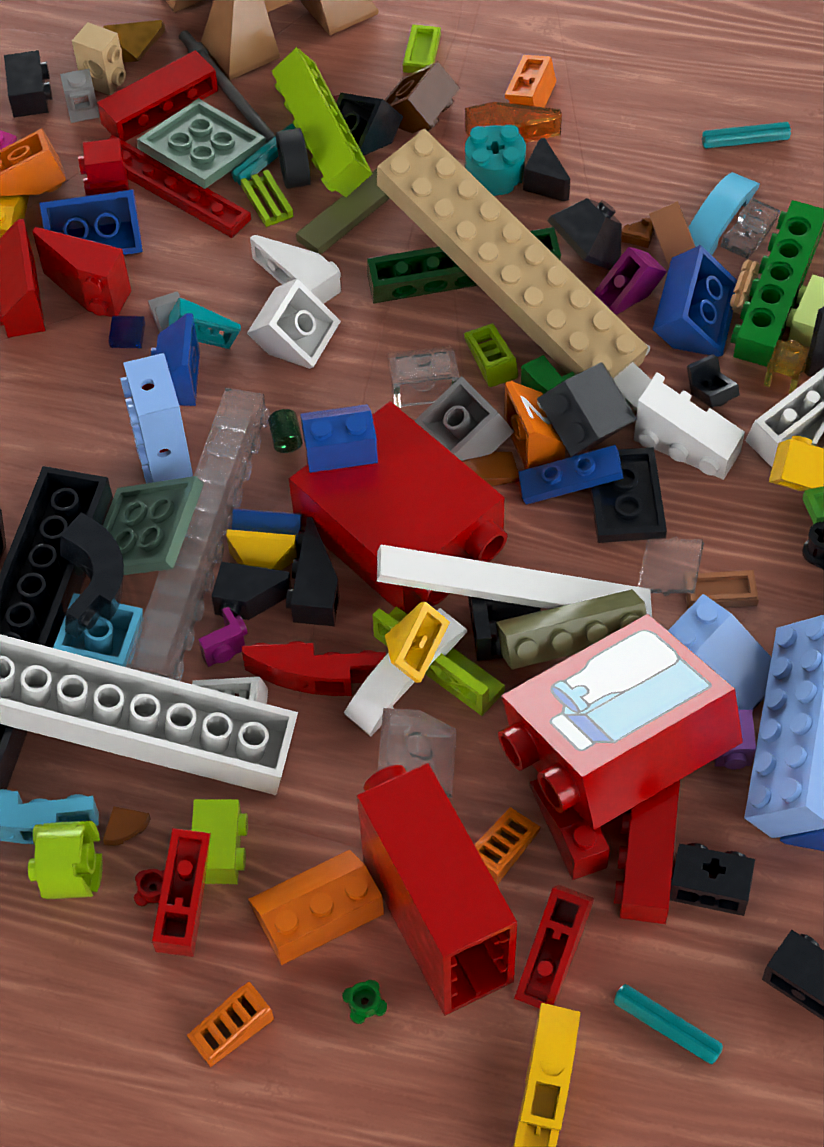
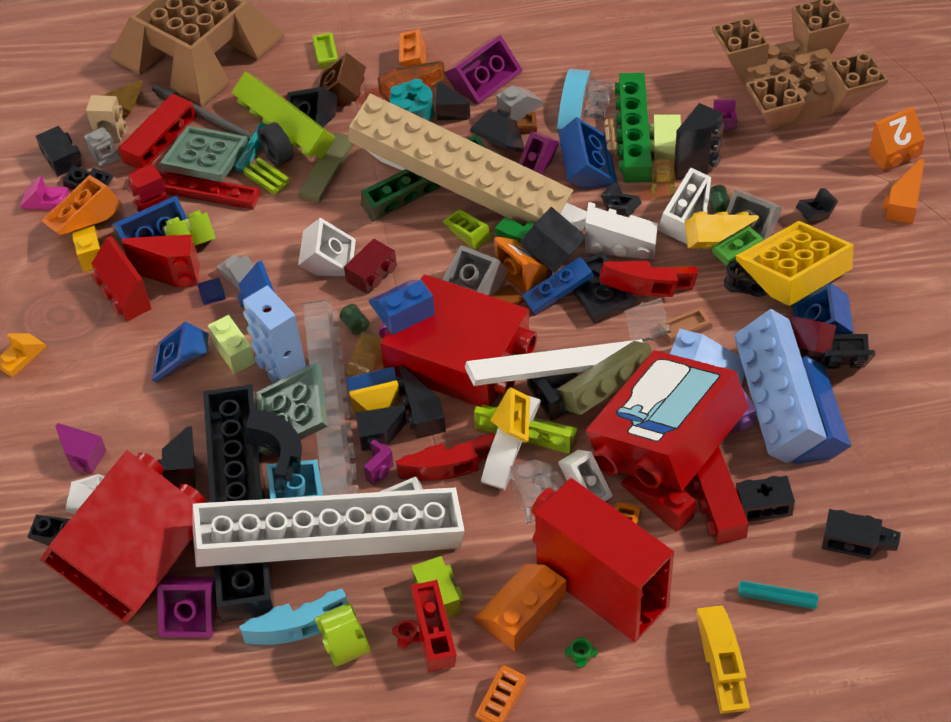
camera: 20 degrees left, 5 degrees down
(49, 399) = (179, 350): none -> blue slope
(57, 133) = (77, 176): none -> black slope
(112, 413) = (231, 344): none -> yellowish green brick
(124, 825) = (368, 602): dark orange tile -> none
(139, 242) = (196, 224): none -> lime brick
(207, 319) = (269, 263): teal slope -> none
(271, 486) = (364, 355): none -> clear yellow slope
(291, 262) = (306, 211): white slope -> none
(339, 365) = (370, 266): none -> dark red brick
(421, 374) = (429, 254): clear slope -> none
(482, 760) = (585, 470): none -> white slope
(554, 946) = (686, 574): red slope -> none
(614, 140) = (484, 70): none -> magenta slope
(636, 197) = (517, 102): none -> light grey slope
(672, 231) = (550, 116): nougat tile -> none
(685, 504) = (641, 279): none -> red slope
(746, 135) = (567, 43): teal axle -> none

